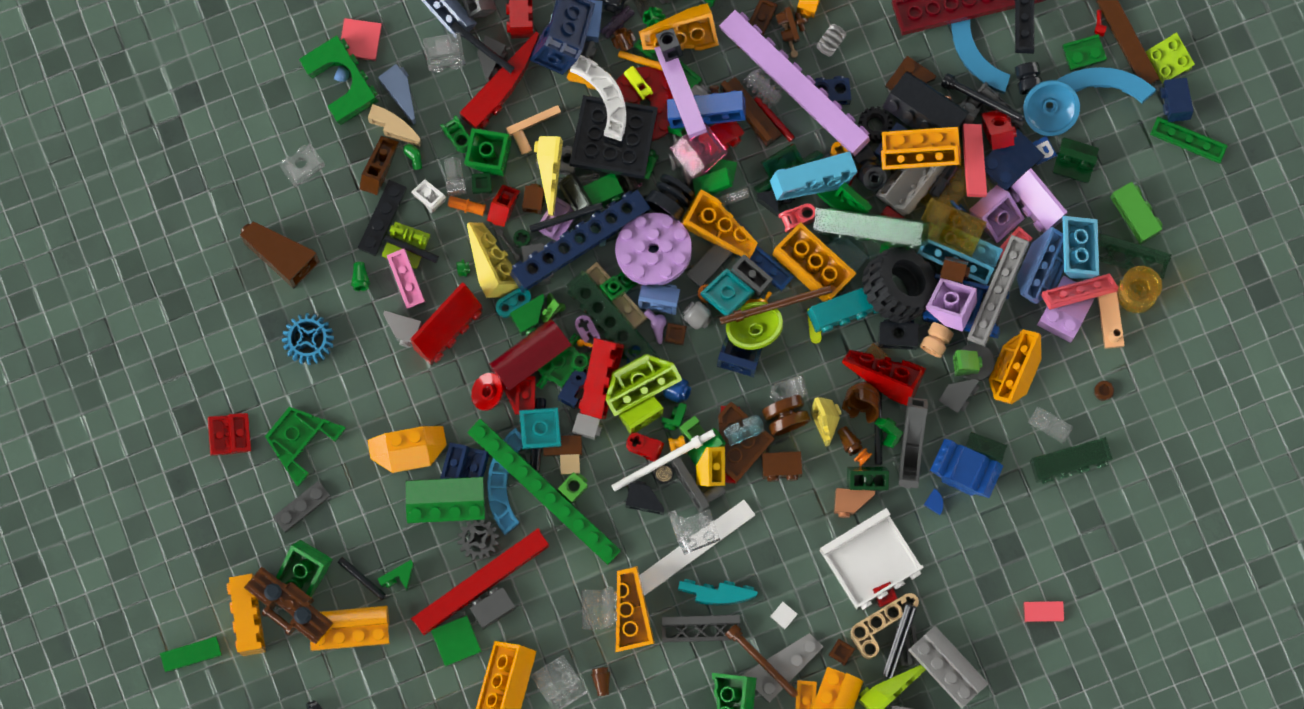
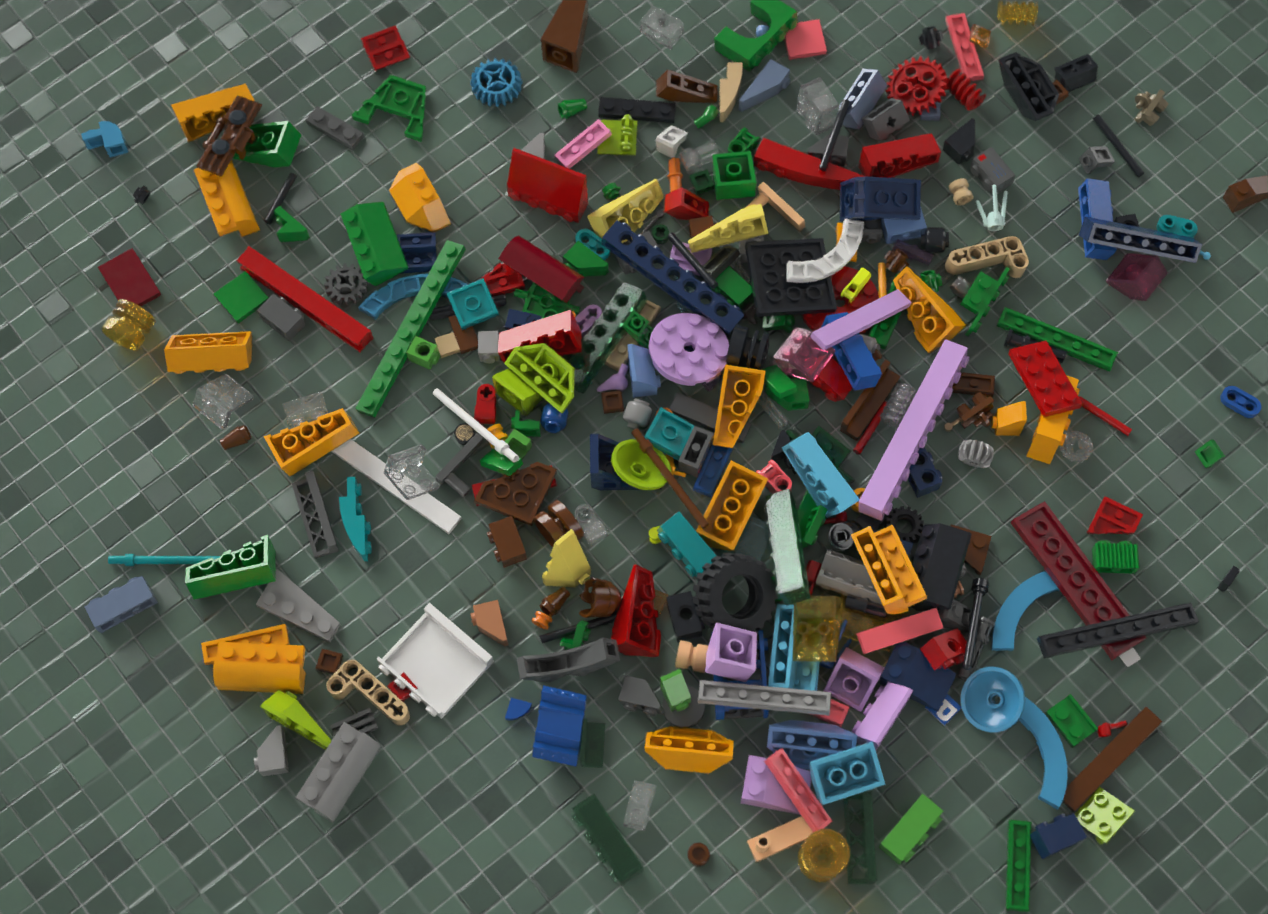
camera: 75 degrees right, 10 degrees down
(190, 654) = (168, 80): green tile -> none
(411, 248) = (614, 141): black bar -> none
(487, 391) = (492, 247): red dish -> none
(553, 308) = (598, 279): bright green piece -> none
(643, 499) = (432, 420): black slope -> none
(672, 50) = (904, 296): black brick -> none
(711, 467) = (481, 471): yellow slope -> none
(735, 634) = (316, 547): reddish brown piece -> none
(752, 427) = (522, 482): clear light blue hinge -> none
(783, 615) = (351, 592): white tile -> none
(867, 478) = (518, 629): dark green brick -> none
(899, 641) = (353, 713): axle -> none
(955, 269) = (771, 645): reddish brown brick -> none
(1028, 76) = (1020, 664): black wheel -> none
(1043, 611) = (431, 861): coral tile -> none
(1075, 160) = (946, 746): dark green bracket -> none

